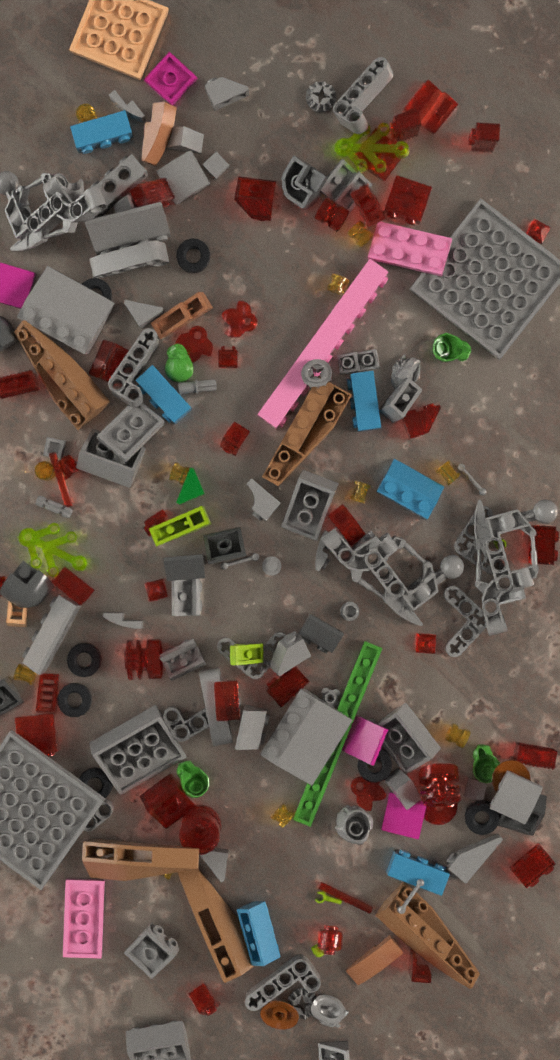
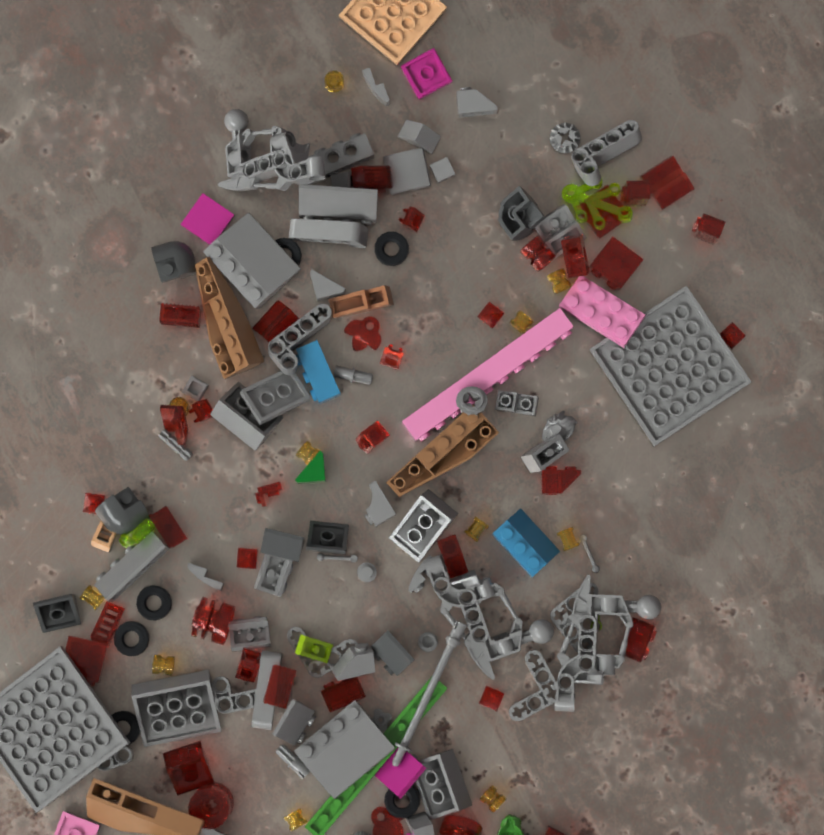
camera: 15 degrees right, 5 degrees down
(45, 485) = (175, 421): none -> clear red panel
(47, 602) = (137, 534): none -> clear neon green plant
(50, 548) = (158, 483): clear neon green plant -> none
(60, 479) = (191, 420): clear red bar -> none
(102, 132) = (343, 103): dark azure brick -> none
(113, 714) = (163, 664): none -> clear yellow wheel
(158, 132) = (397, 121): nougat slope -> none
(178, 365) = (342, 348): bright green hair -> none
(180, 526) = (291, 503): lime slope -> none
(191, 689) = (248, 665): none -> clear red brick
(193, 779) = (220, 754): bright green hair -> none
(204, 220) = (412, 218): none -> clear red tile
(236, 320) = (413, 322): clear red plate -> none
(256, 197) = (470, 213): clear red slope -> none
(261, 763) = (292, 761): none -> light grey axle
(306, 287) = (490, 315): none -> clear red slope
(364, 401) = (509, 443): dark azure brick -> none
(373, 604) = (452, 642): none -> light grey bar
(450, 347) = (610, 419): bright green hair -> none

